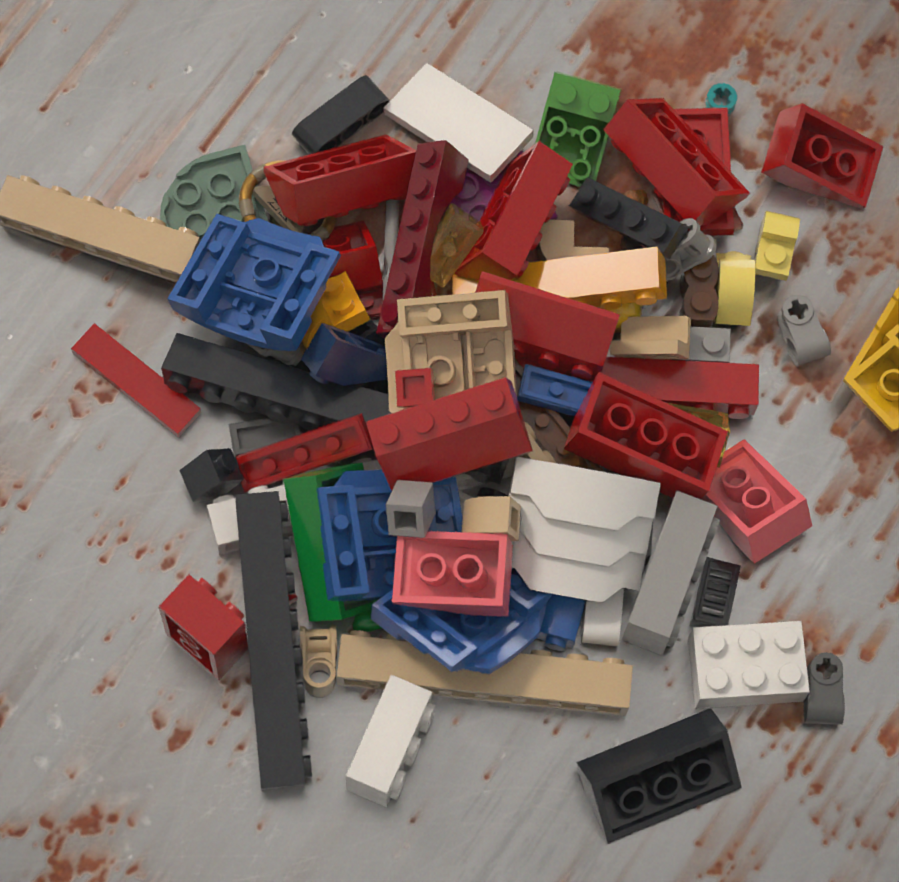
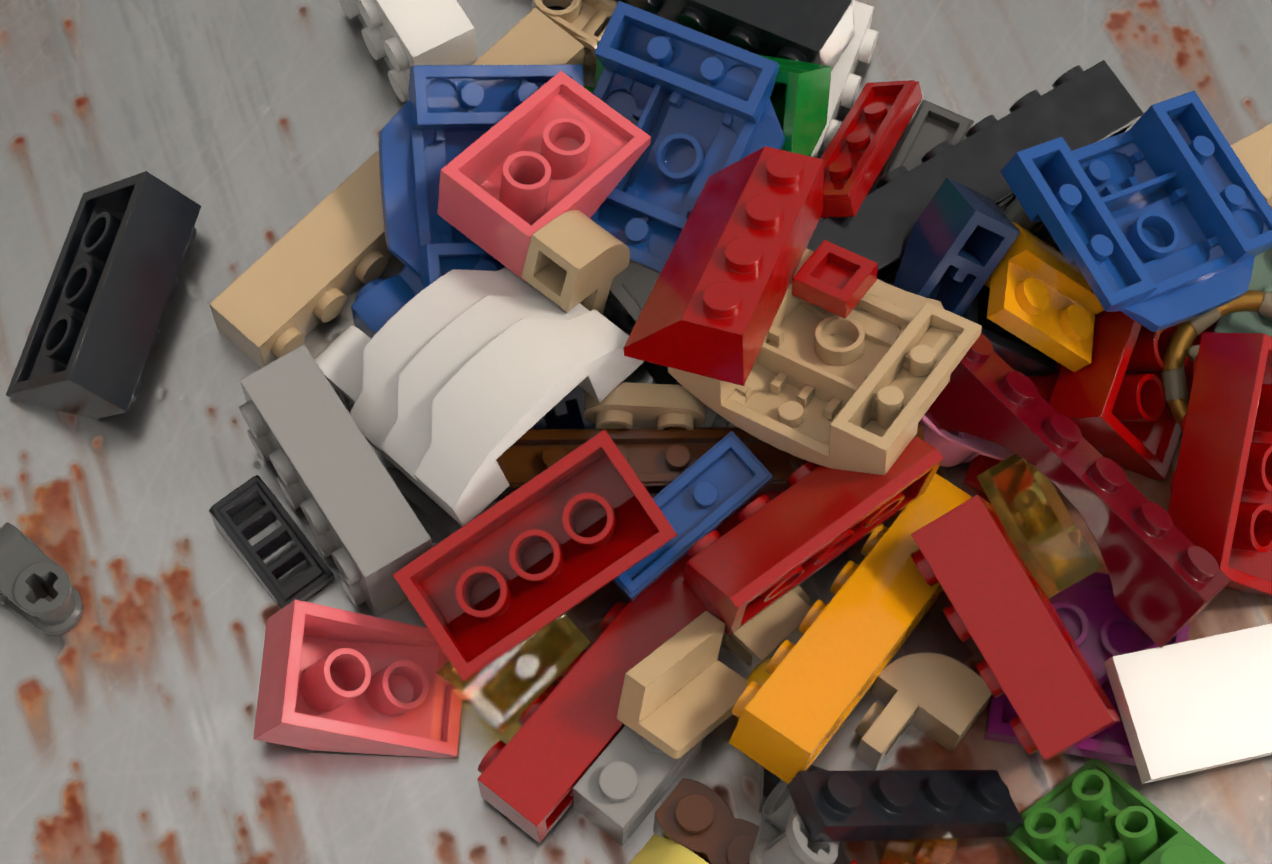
camera: 130 degrees right, 5 degrees down
(136, 380) = (1134, 55): red tile -> none
(211, 474) = (913, 45): black brick -> none
(410, 508) = (666, 162): light grey brick -> none
(748, 664) = (140, 504): white brick -> none

